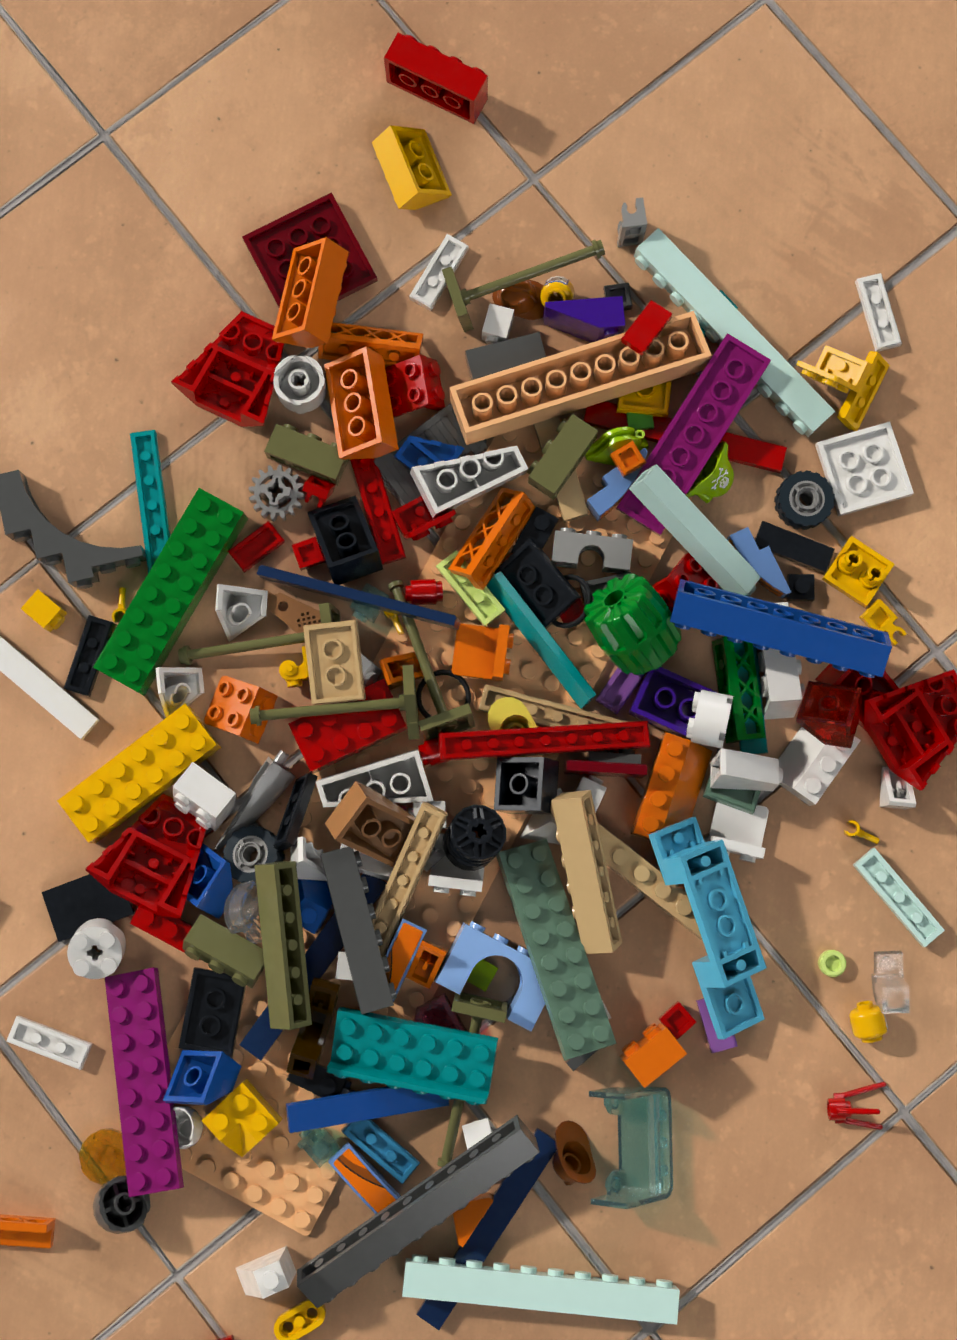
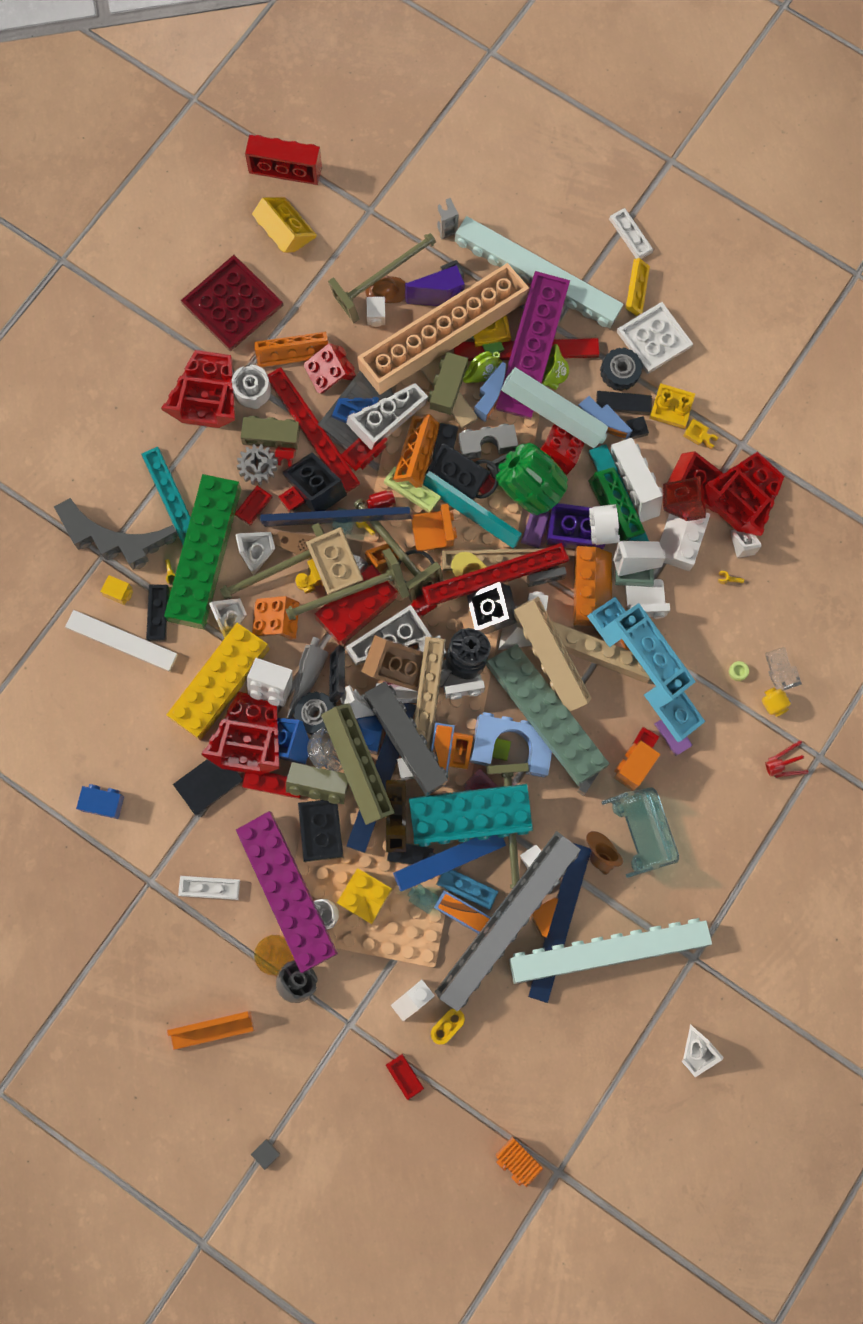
camera: 20 degrees left, 5 degrees down
(89, 962) = (220, 820): white brick -> none
(202, 1077) = (327, 873): blue slope -> none
(311, 294) = (241, 323): orange slope -> none
(361, 405) = (298, 388): orange slope -> none
(432, 280) = (322, 292): white tile -> none
(504, 355) = (385, 328): dark grey brick -> none
(557, 289) = (405, 273): yellow head -> none
(608, 769) = (543, 583): dark red tile -> none
(628, 459) = (494, 371): orange tile -> none
(646, 327) = (479, 281): red tile -> none
(781, 628) = (633, 451): blue brick -> none
(837, 370) = (616, 275): yellow bracket -> none
(898, 897) = (769, 613): light aqua plate -> none

